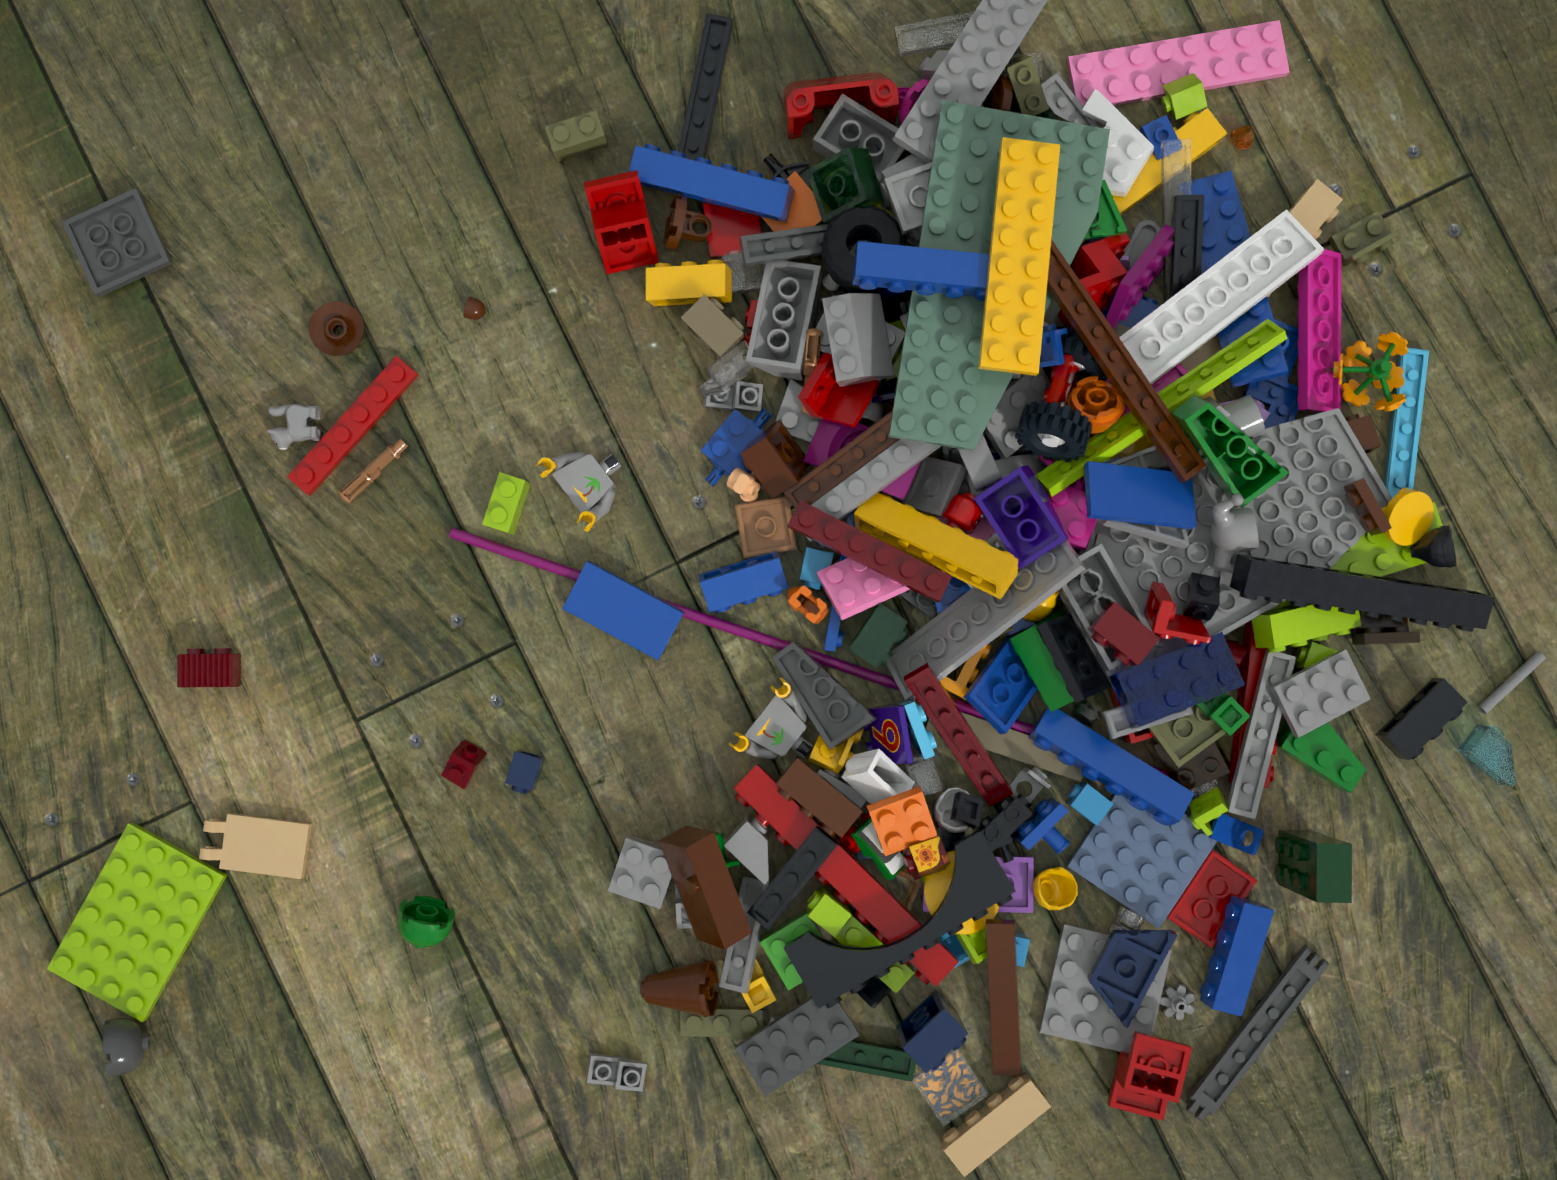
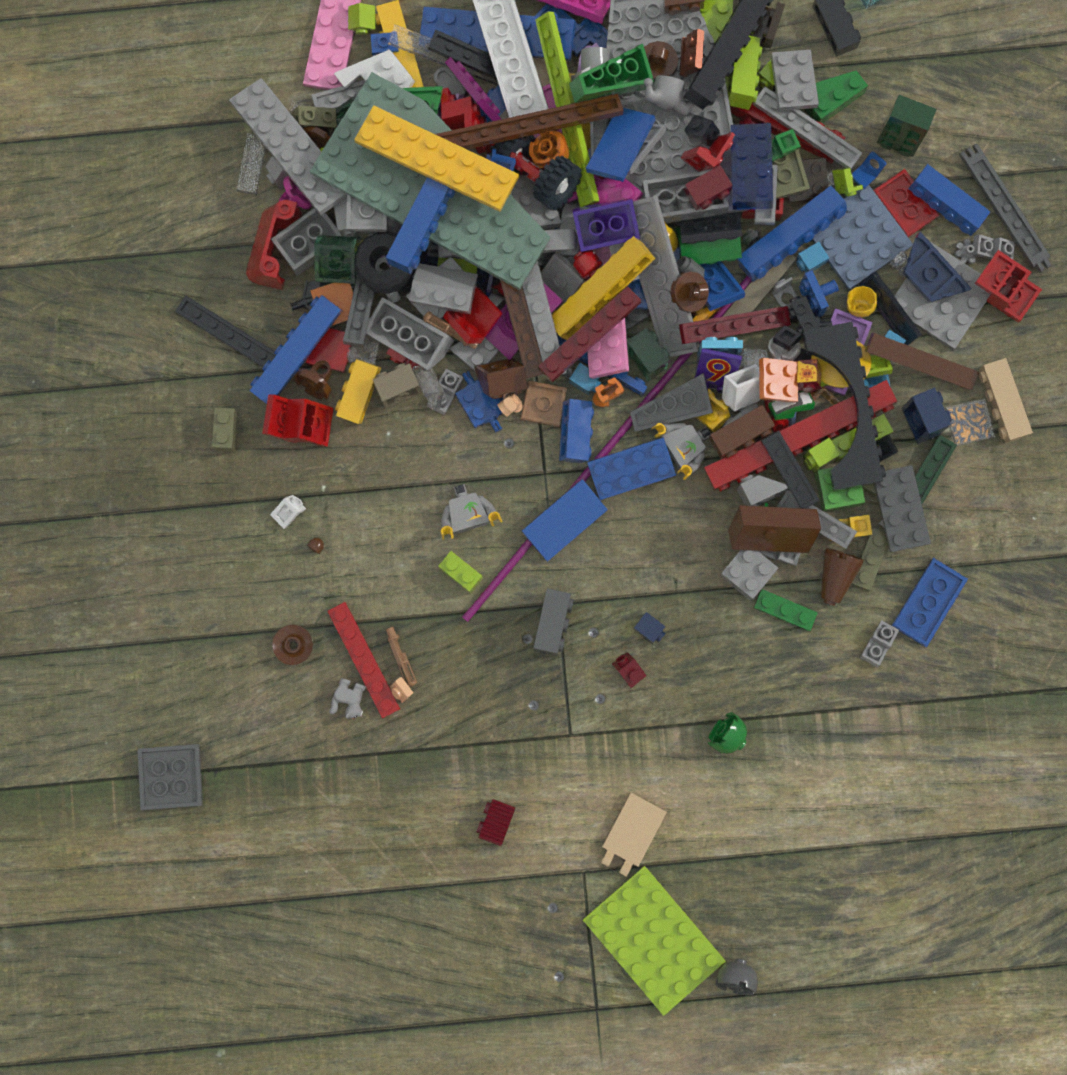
camera: 65 degrees left, 5 degrees down
(328, 486) = (401, 690): none -> light nougat plate
(482, 646) = (553, 622): none -> dark grey brick
(505, 256) = (288, 510): none -> white bracket
(614, 936) = (785, 610): none -> green plate
(694, 1117) = (929, 602): none -> blue tile
(721, 671) = (631, 468): none -> blue plate
(975, 661) = (689, 291): none -> reddish brown tile
(1007, 650) = (687, 264): none -> dark grey brick
(1059, 932) = (891, 309): none -> black plate
(1194, 1032) = (987, 247): none -> light grey slope
(1278, 506) = (661, 58): none -> reddish brown tile
(1302, 543) = (691, 53): none -> copper plate

